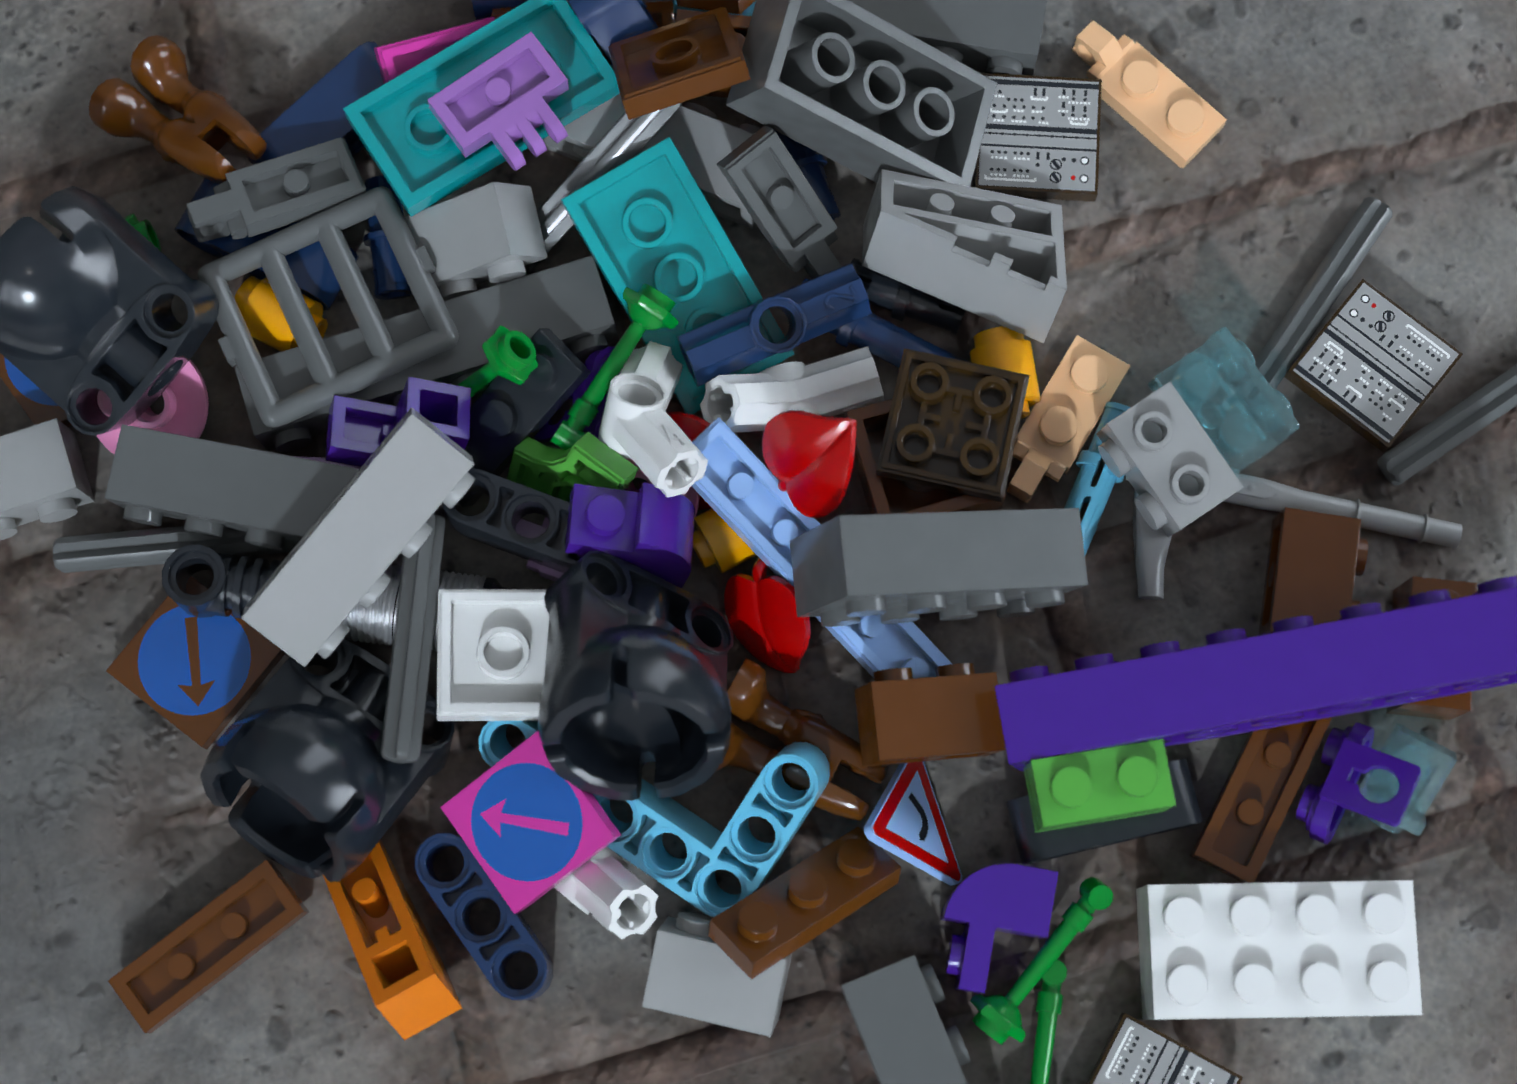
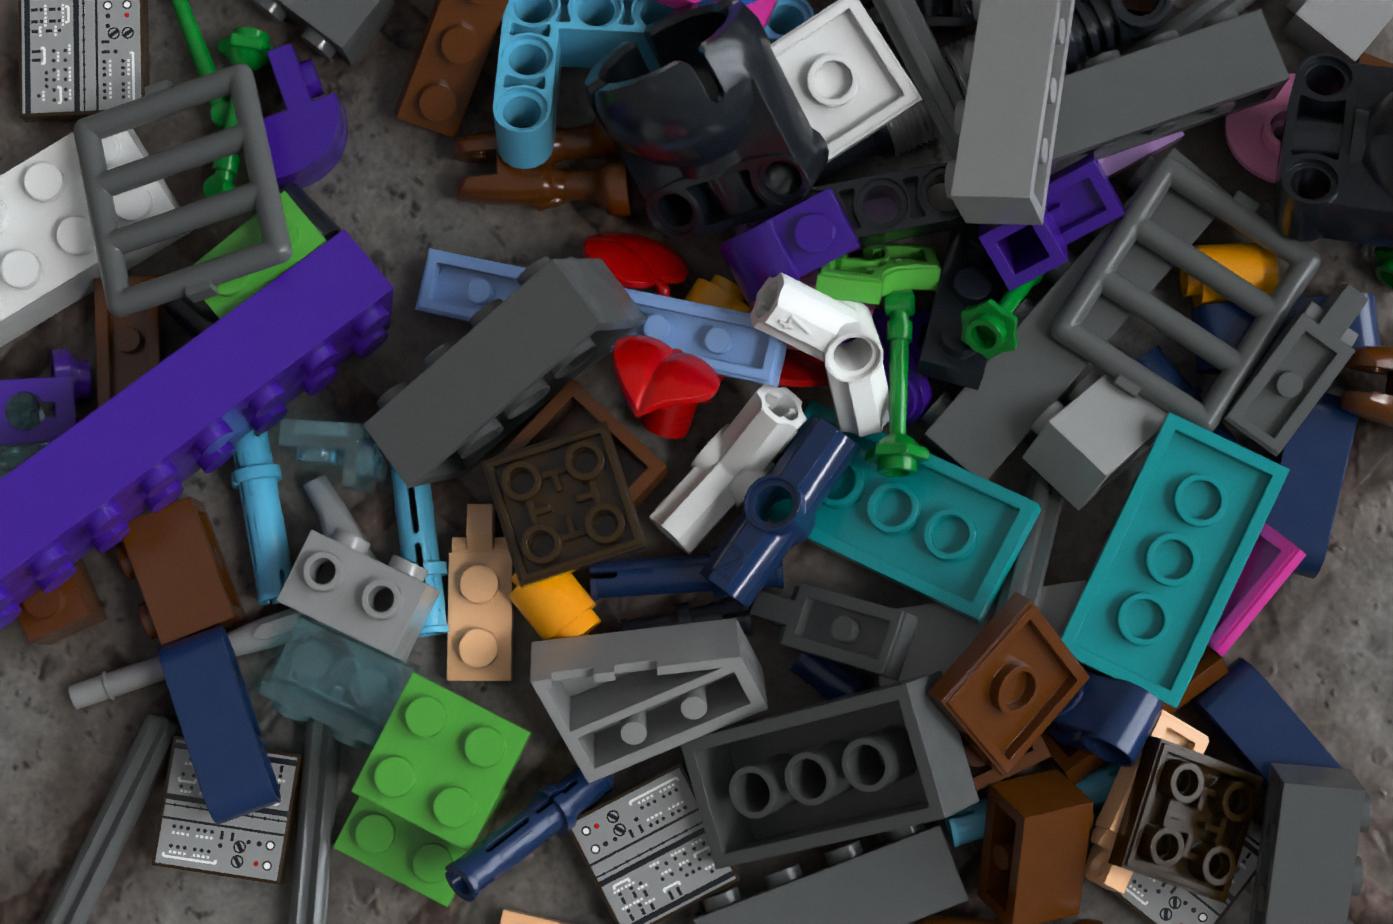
camera: 150 degrees right, 5 degrees up
(504, 102) = (1144, 554): medium lavender hinge -> none
(912, 825) = (409, 164): piece -> none
(929, 716) = (442, 246): reddish brown brick -> none
(1067, 828) = (262, 192): none -> dark grey bar
(1119, 605) = (337, 446): none -> clear light blue bracket
(1192, 276) = (430, 786): none -> bright green bracket
(1194, 177) = (550, 813): none -> dark blue pin
(1216, 576) = (263, 517): none -> medium azure pin
(1346, 425) = (219, 725): none -> dark blue beam

